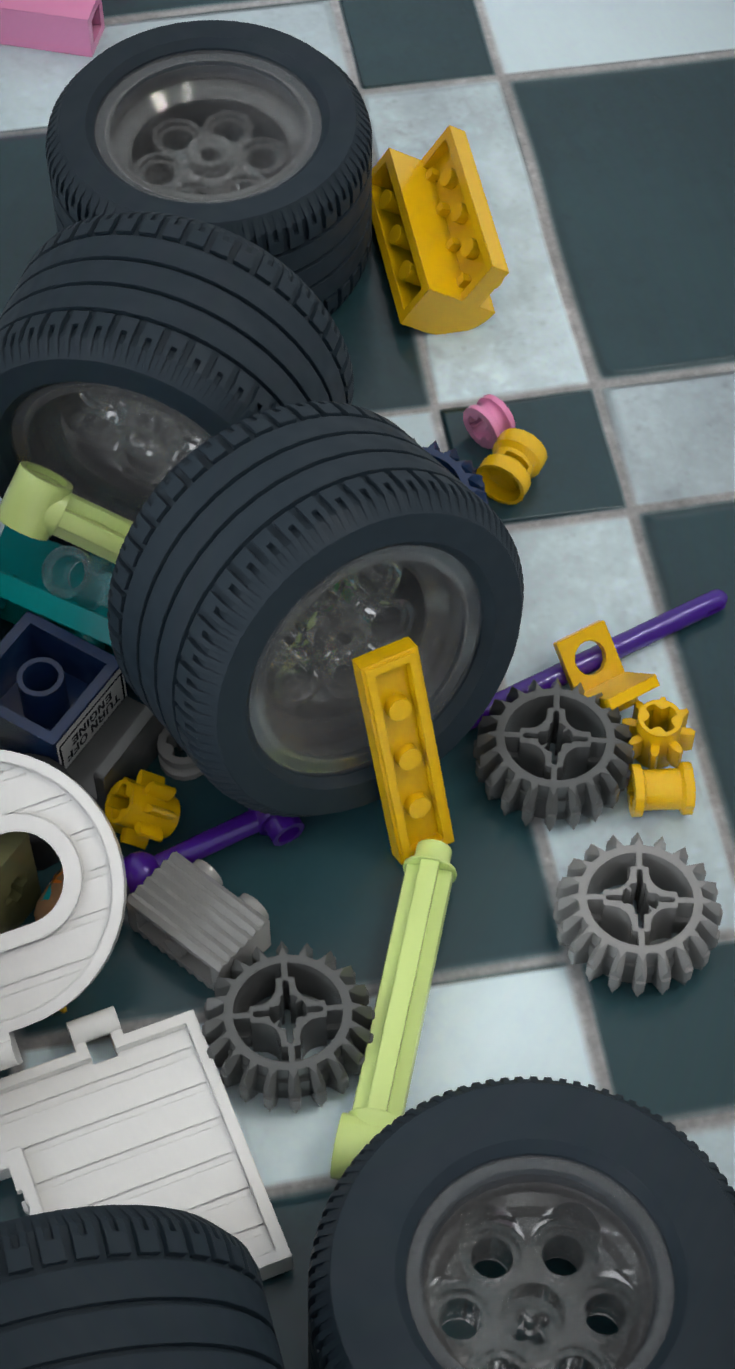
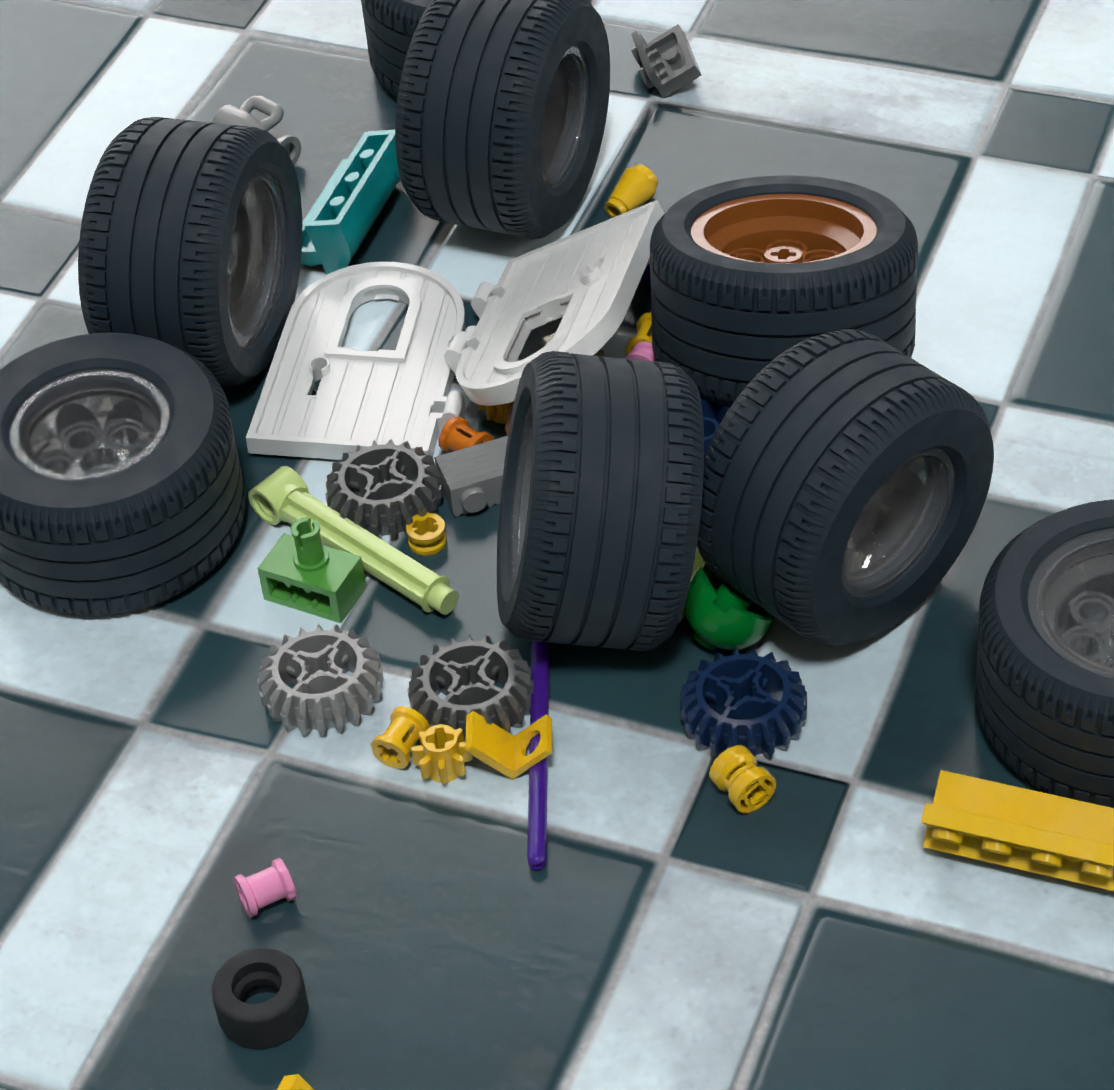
camera: 125 degrees right, 10 degrees down
(128, 997) = (453, 440): none -> orange bush
(331, 929) = (426, 534): none -> yellow bush
(403, 746) = (490, 552): yellow tile -> none
(485, 1016) = (311, 575): none -> bright green brick
(487, 420) = (800, 788): bright pink bush -> none

